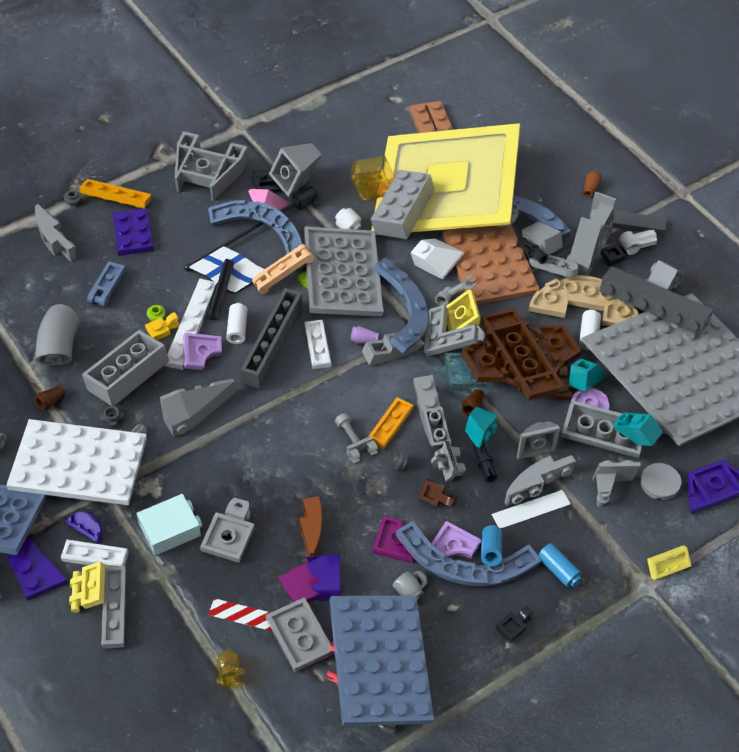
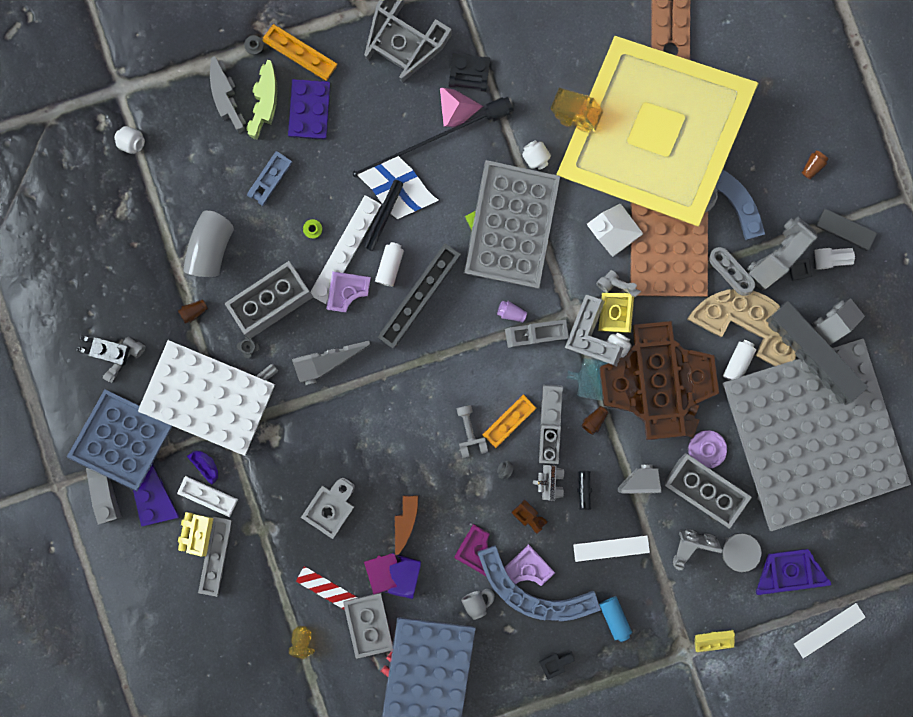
camera: 20 degrees right, 35 degrees up
(90, 231) = (266, 92): none -> yellowish green slope
(159, 328) = (312, 248): yellow plate -> none
(169, 524) = (278, 485): light aqua brick -> none
(260, 212) = (454, 136): sand blue plate -> none
(282, 268) = (450, 210): light nougat plate -> none
(294, 167) = (496, 76): light grey slope -> none
(317, 344) = (464, 307): white tile -> none
(402, 204) = (597, 157): light grey brick -> none
(415, 304) = (574, 288): sand blue plate -> none
(481, 426) = (590, 454): teal slope -> none
(491, 545) = (560, 586): dark azure brick -> none
(531, 480) = (619, 525): light grey slope -> none
(539, 255) = (715, 251): black pin -> none
(544, 236) = (731, 235): light grey brick -> none
(585, 375) = (713, 422): teal slope -> none
(638, 428) = (735, 507): teal slope -> none

